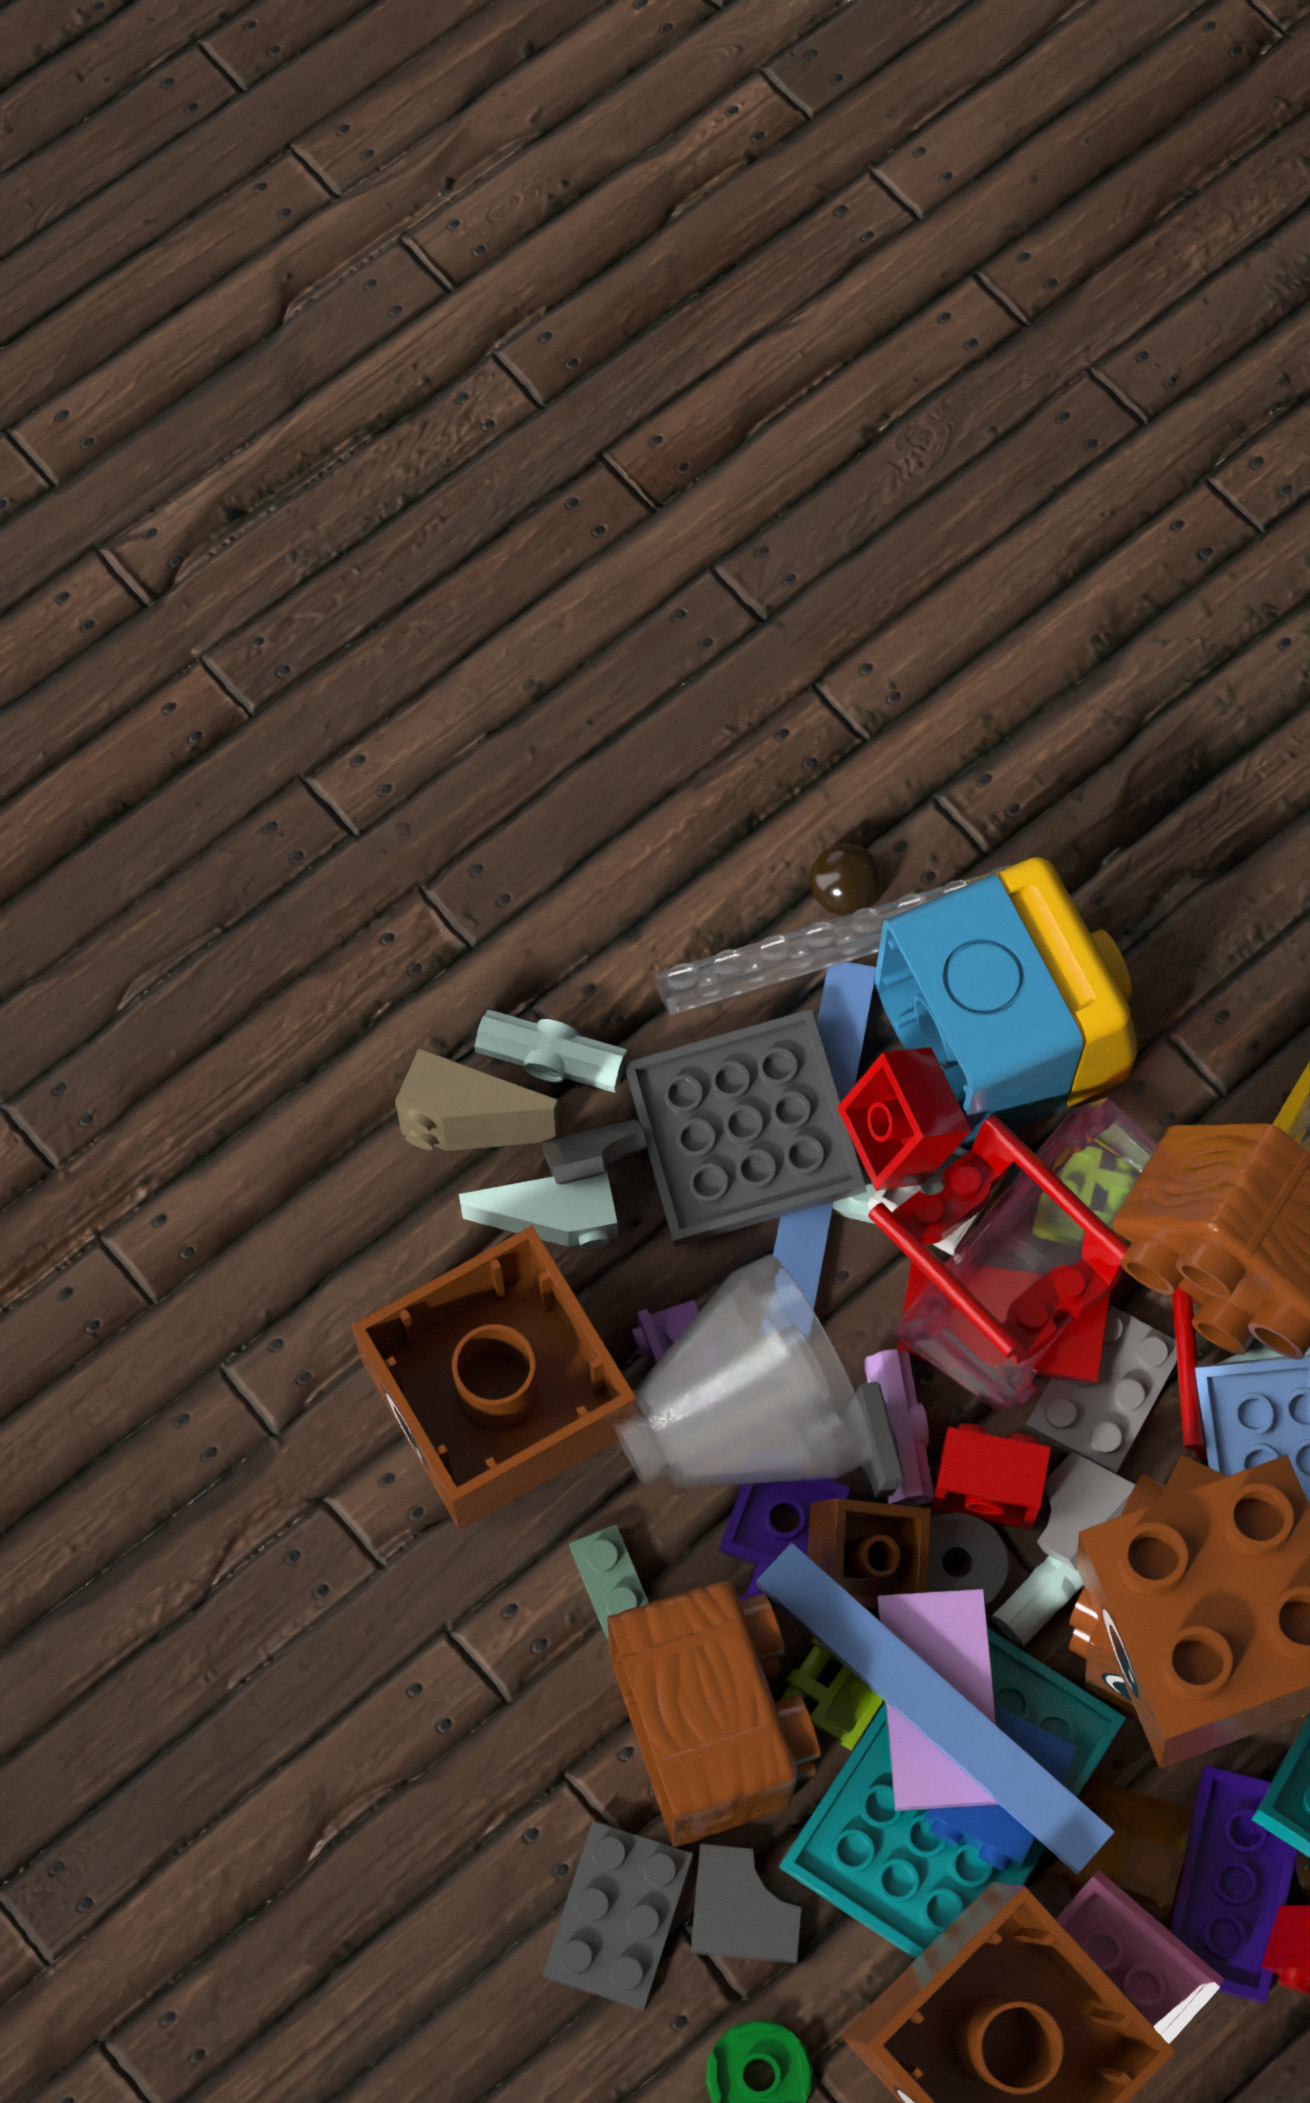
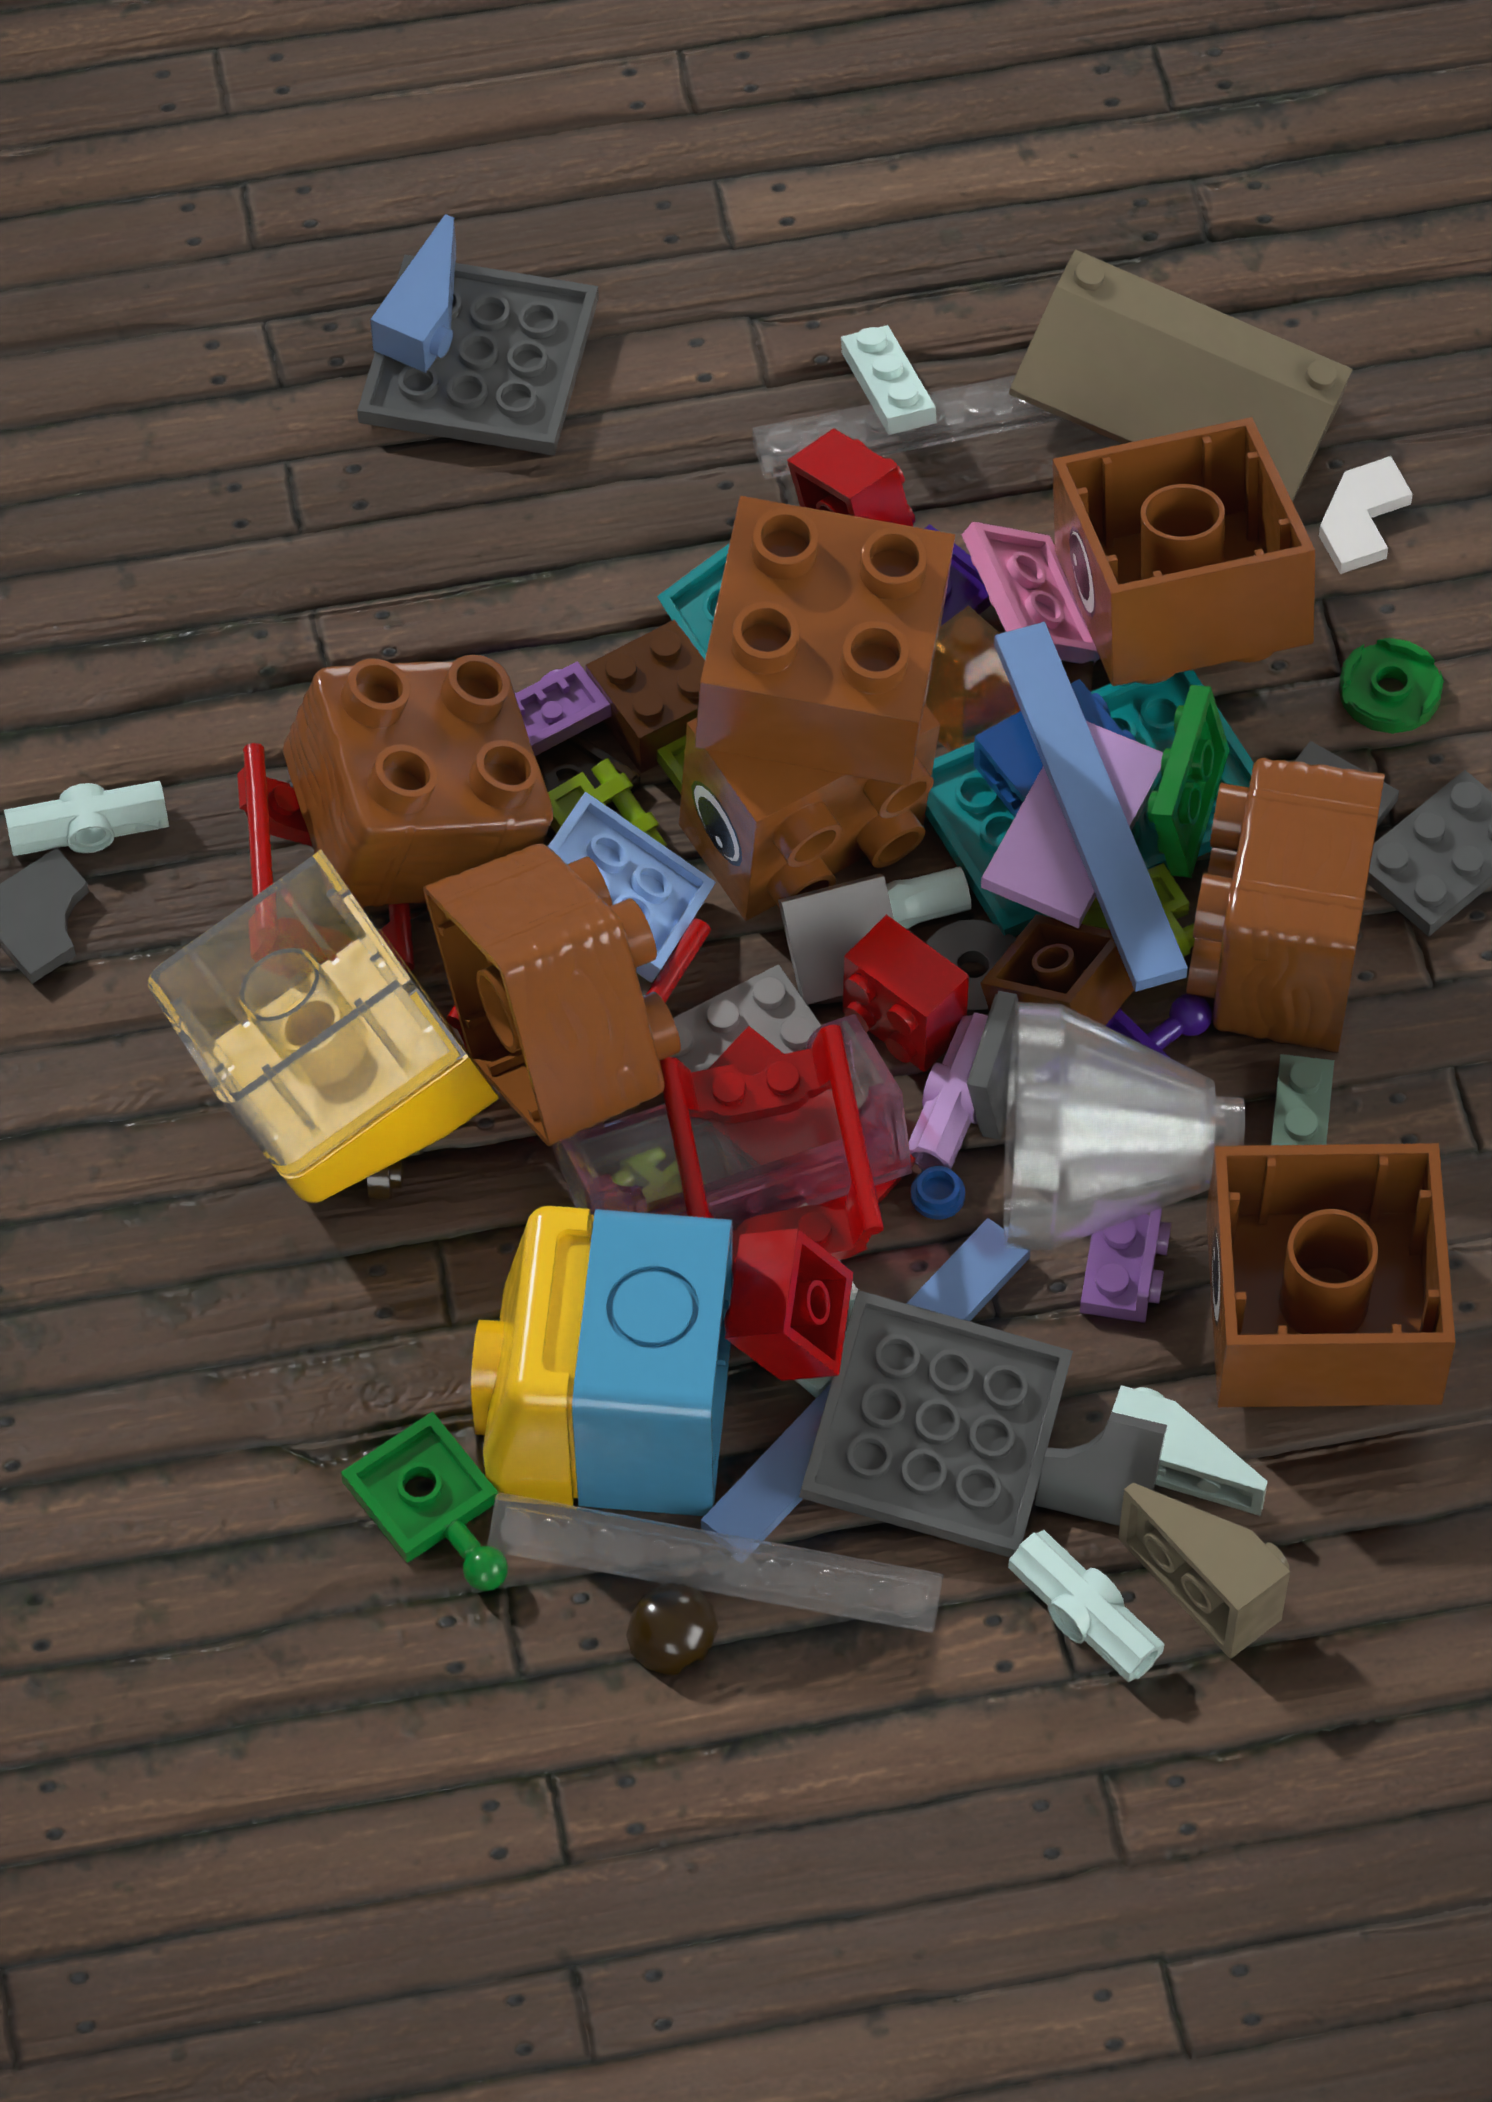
camera: 150 degrees left, 10 degrees down
(861, 1337) = (938, 1193): none -> blue plate
(866, 1805) = (1189, 780): none -> green plate
(1086, 853) = (421, 1522): none -> green plate

